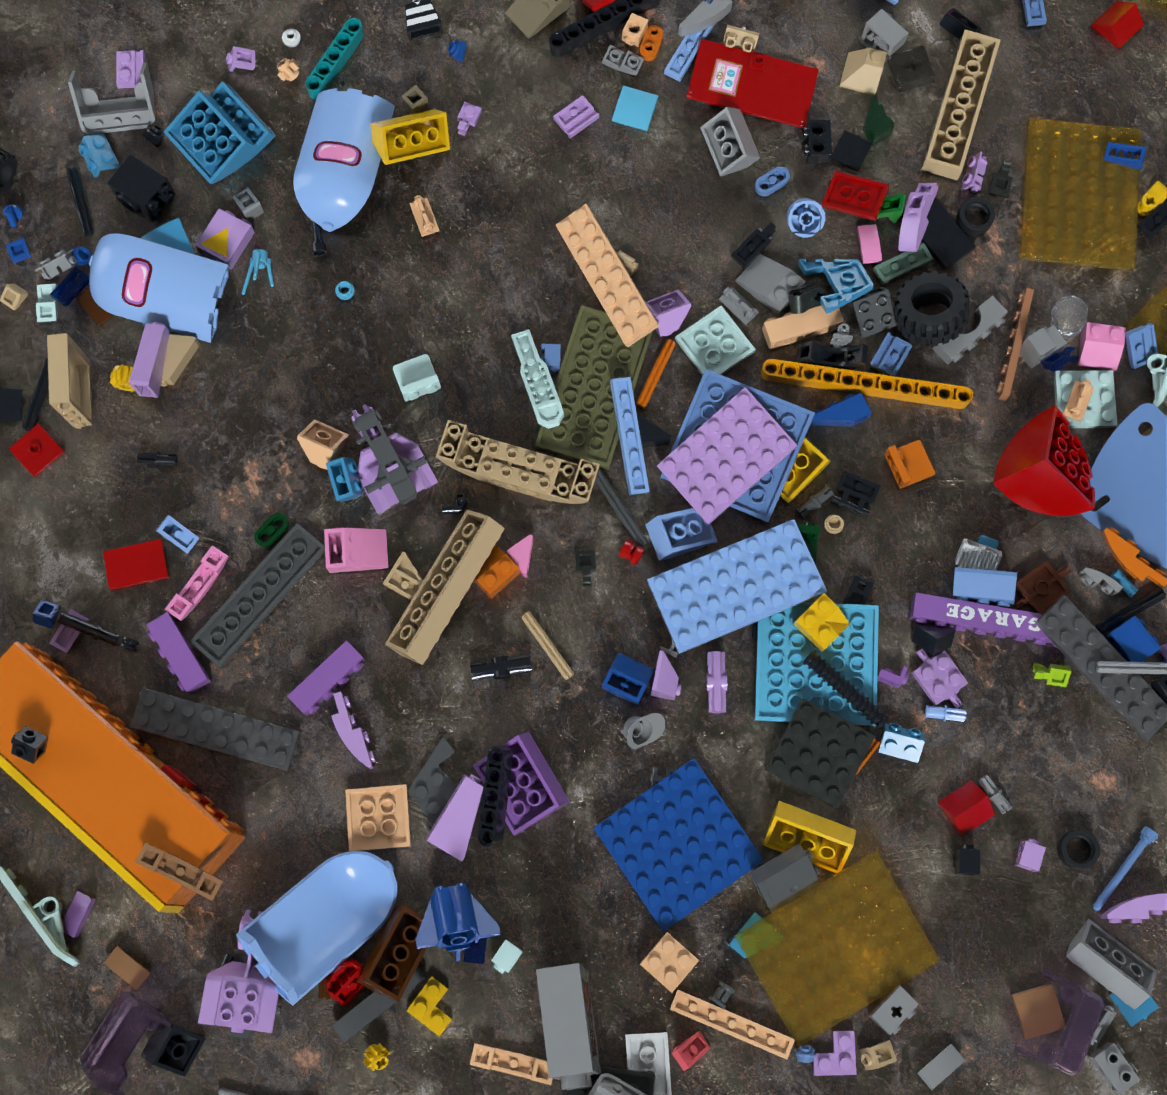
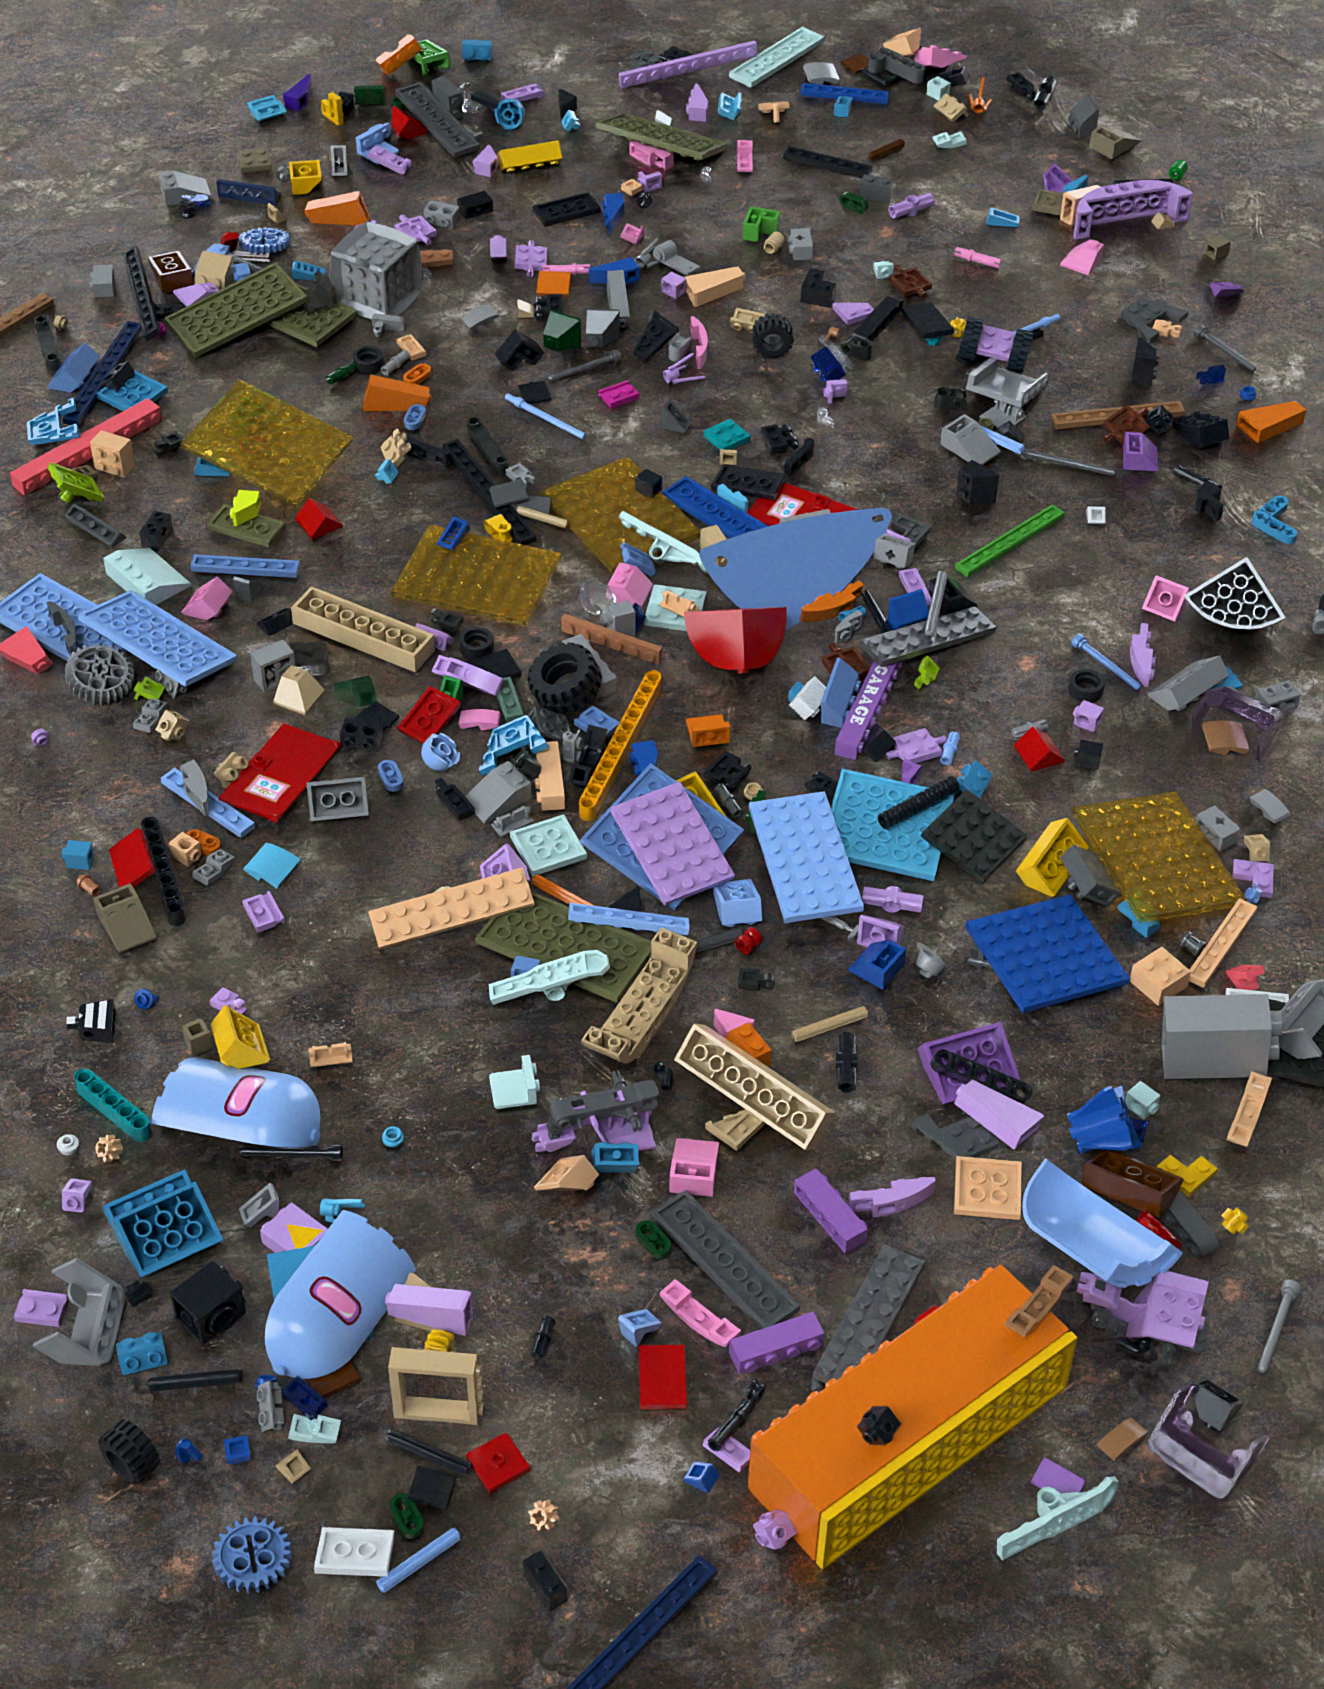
camera: 80 degrees left, 30 degrees down
(822, 622) = (853, 806): yellow slope -> none

